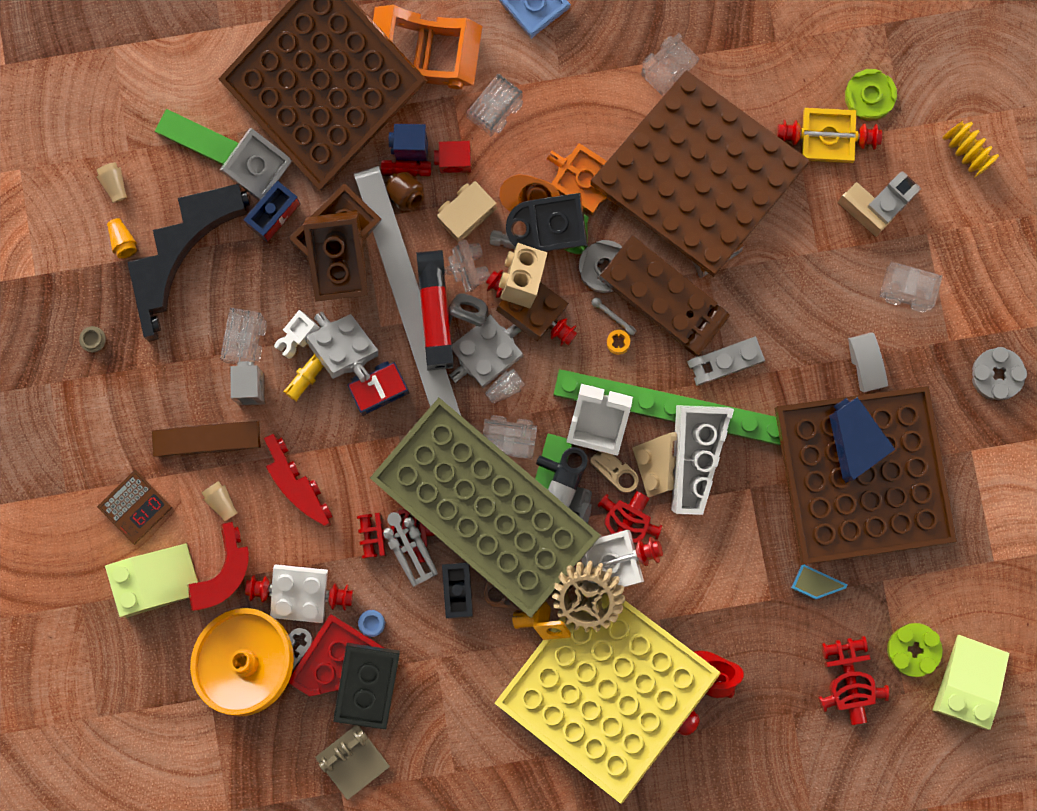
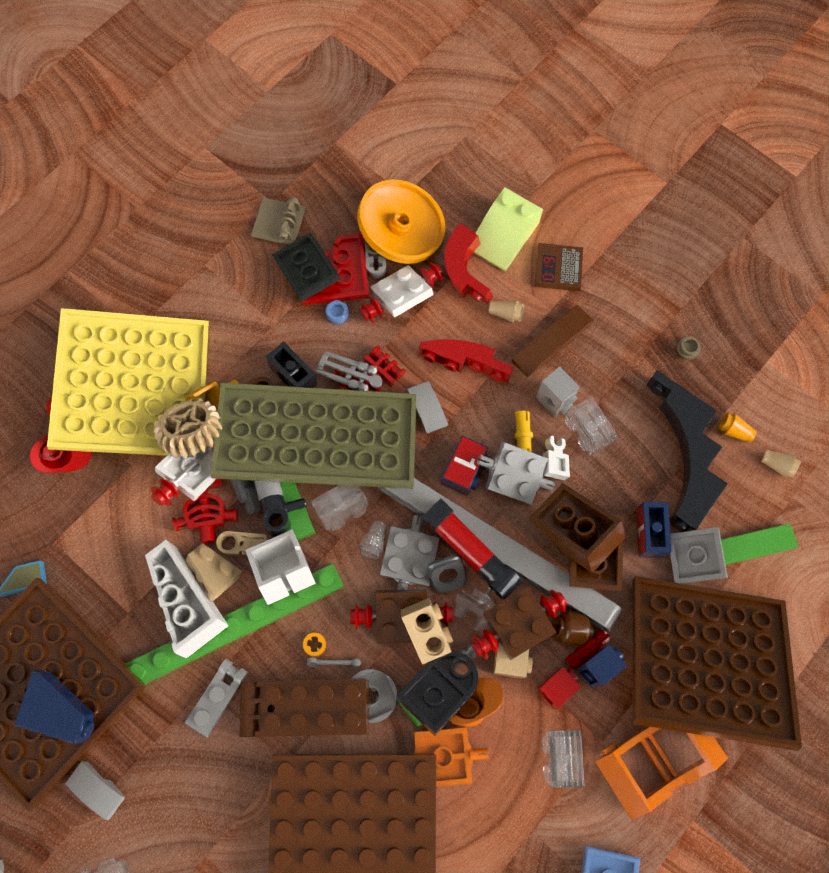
camera: 135 degrees right, 10 degrees down
(366, 462) = (428, 407): none -> light grey slope
(446, 222) = (519, 623): none -> reddish brown plate

